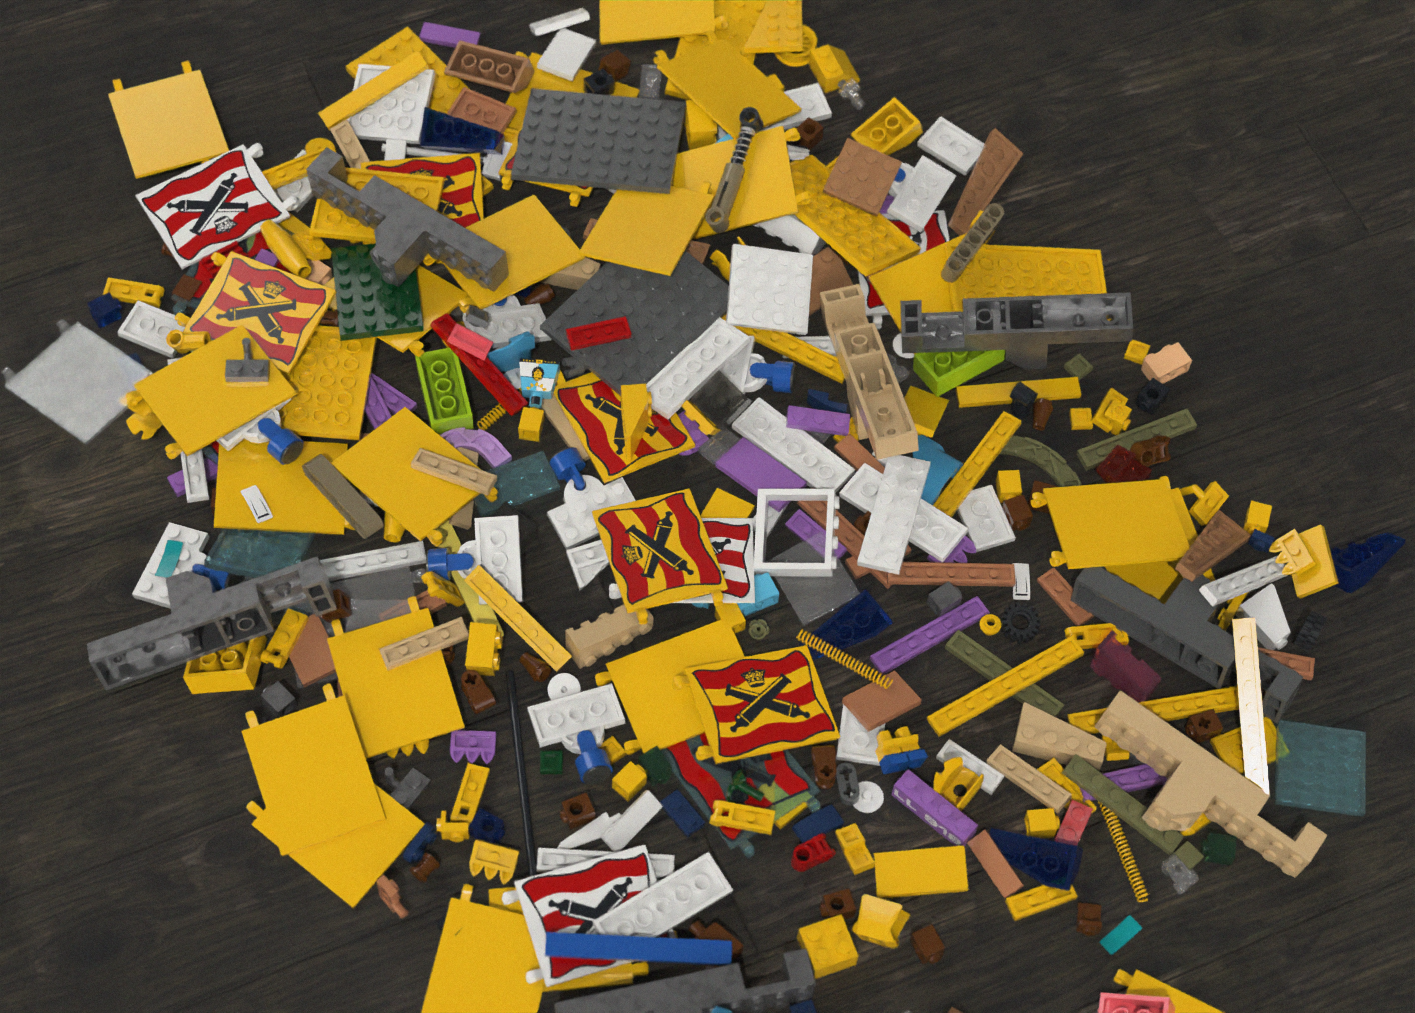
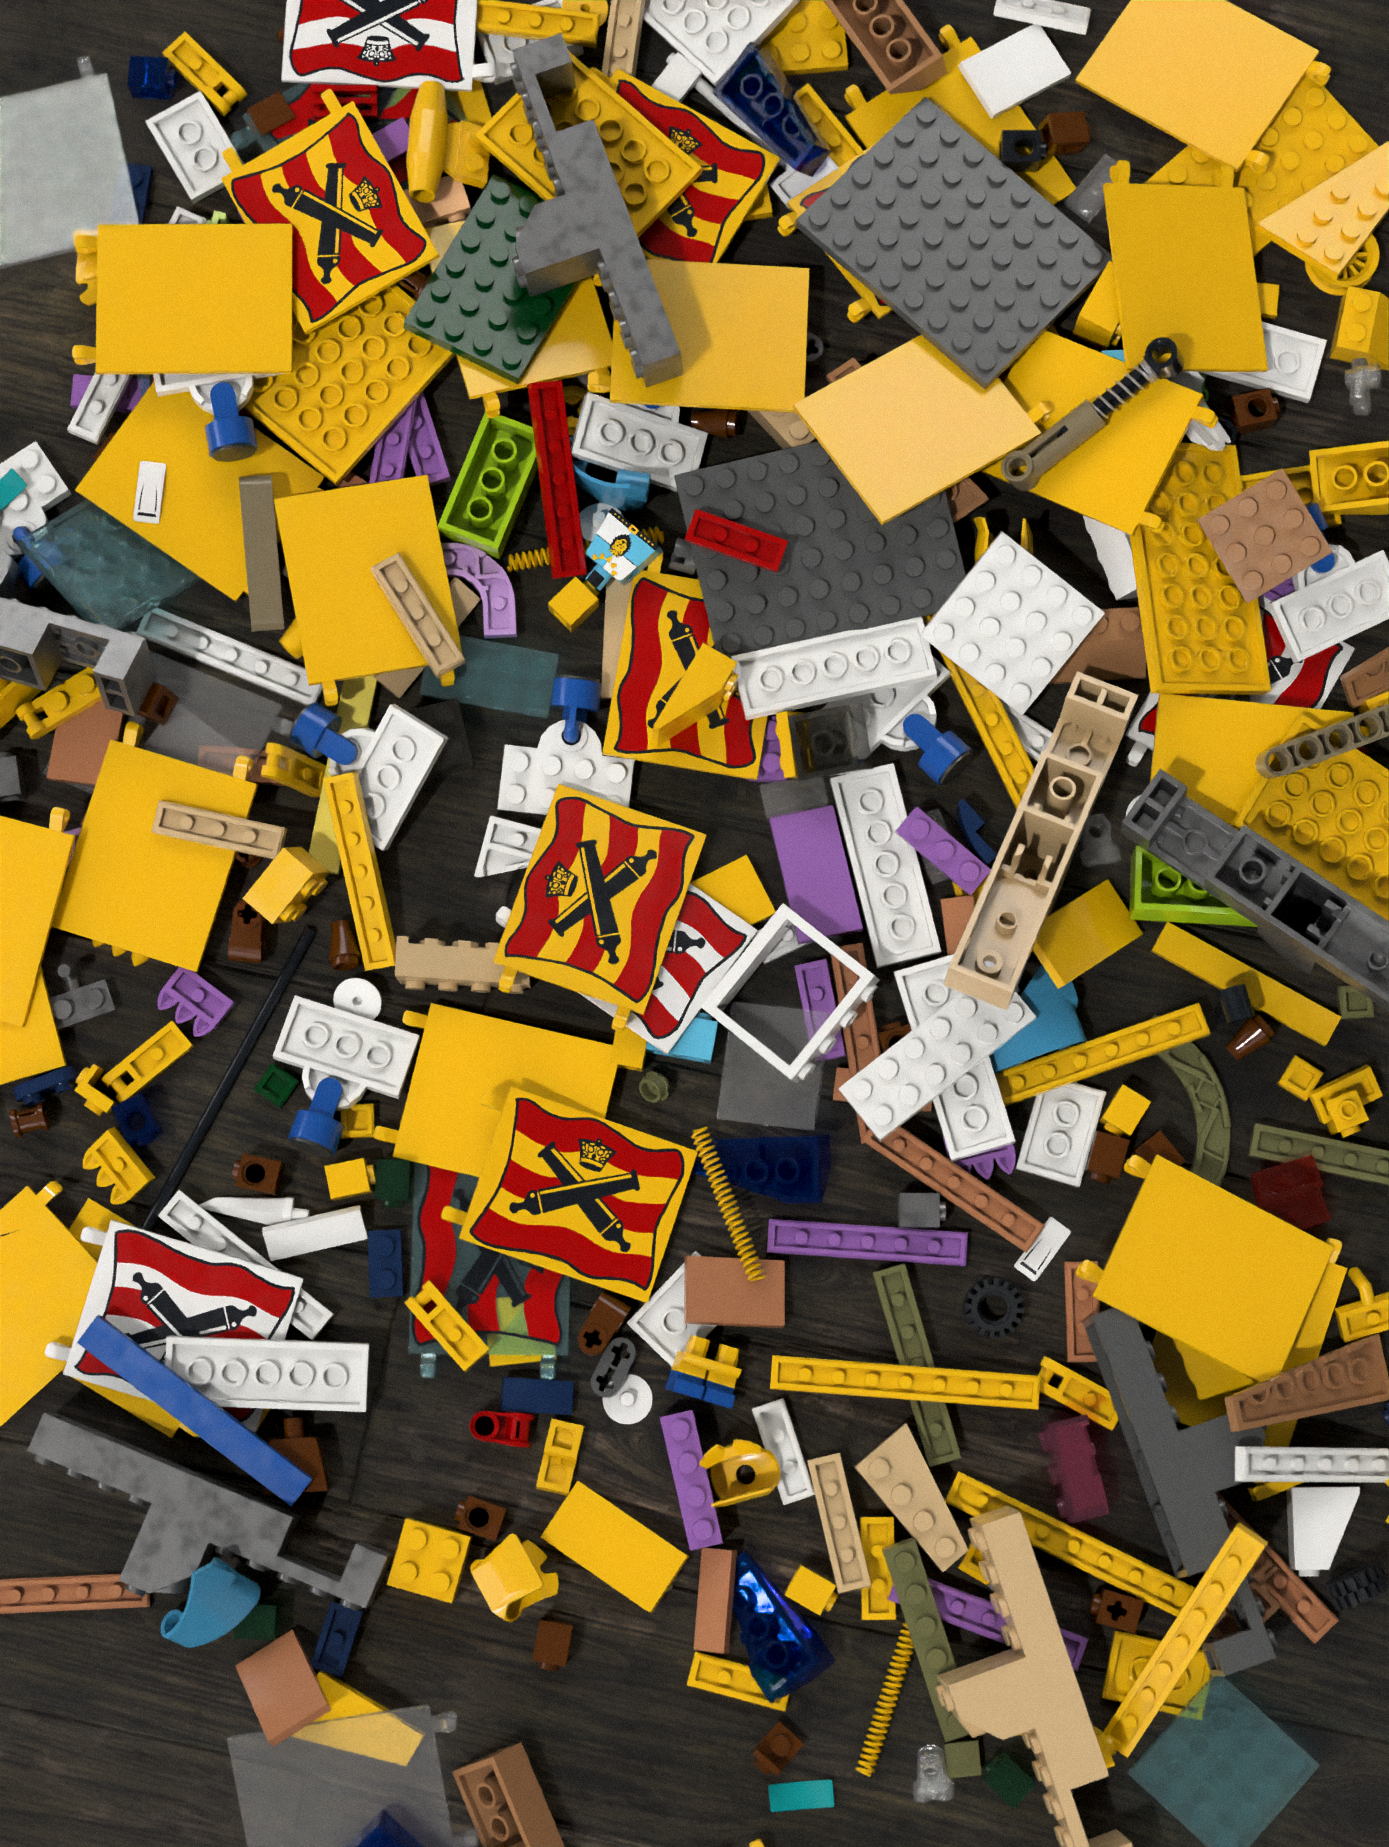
camera: 40 degrees right, 20 degrees up
(188, 340) = (214, 199): yellow piece -> none
(247, 369) = (251, 297): flat silver plate -> none
(470, 341) = (562, 443): coral tile -> none
(477, 316) = (597, 411): dark grey plate -> none
(482, 110) = (830, 92): nougat tile -> none
(738, 783) = (470, 1280): dark green plant -> none
(987, 629) = (946, 1290): yellow plate -> none
(1073, 823) = (849, 1620): plate -> none
(1152, 450) = (1350, 1194): reddish brown piece -> none

